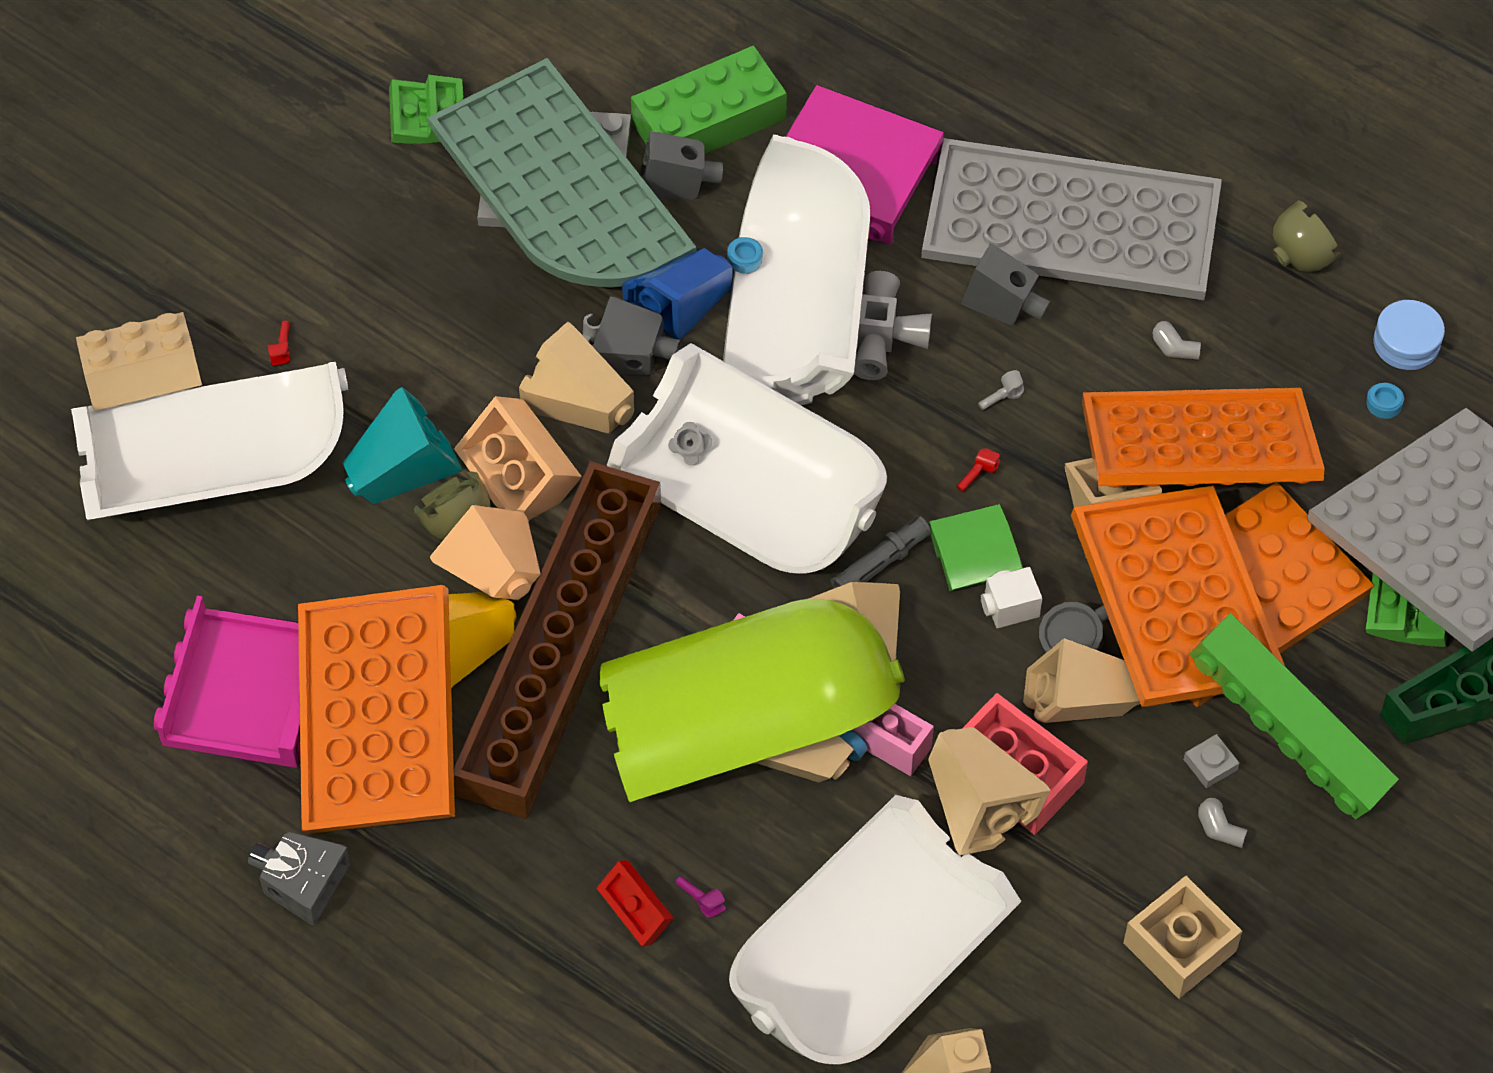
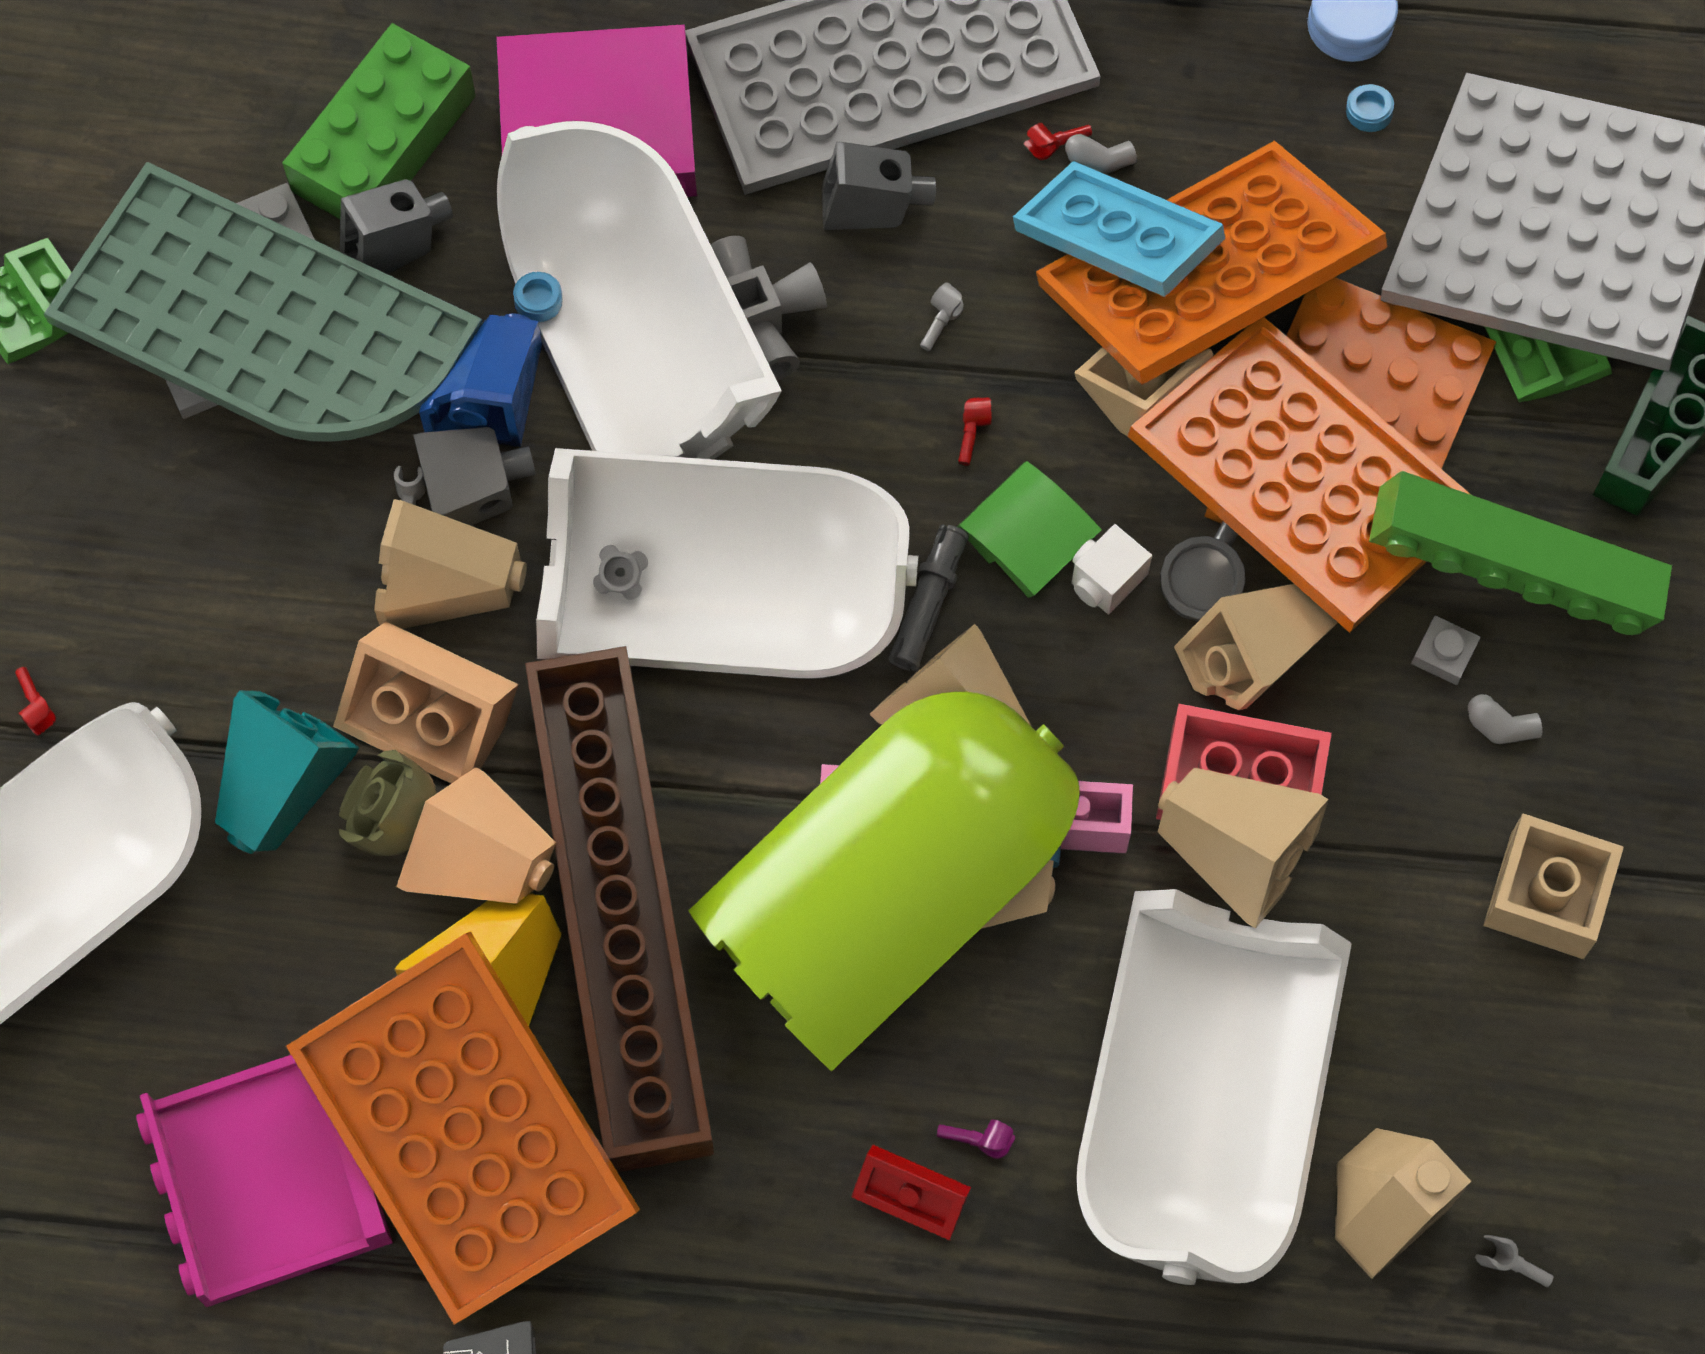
camera: 30 degrees left, 10 degrees up
(1142, 318) = (1044, 143): none -> red hand
(1152, 388) = (1119, 228): none -> medium azure plate

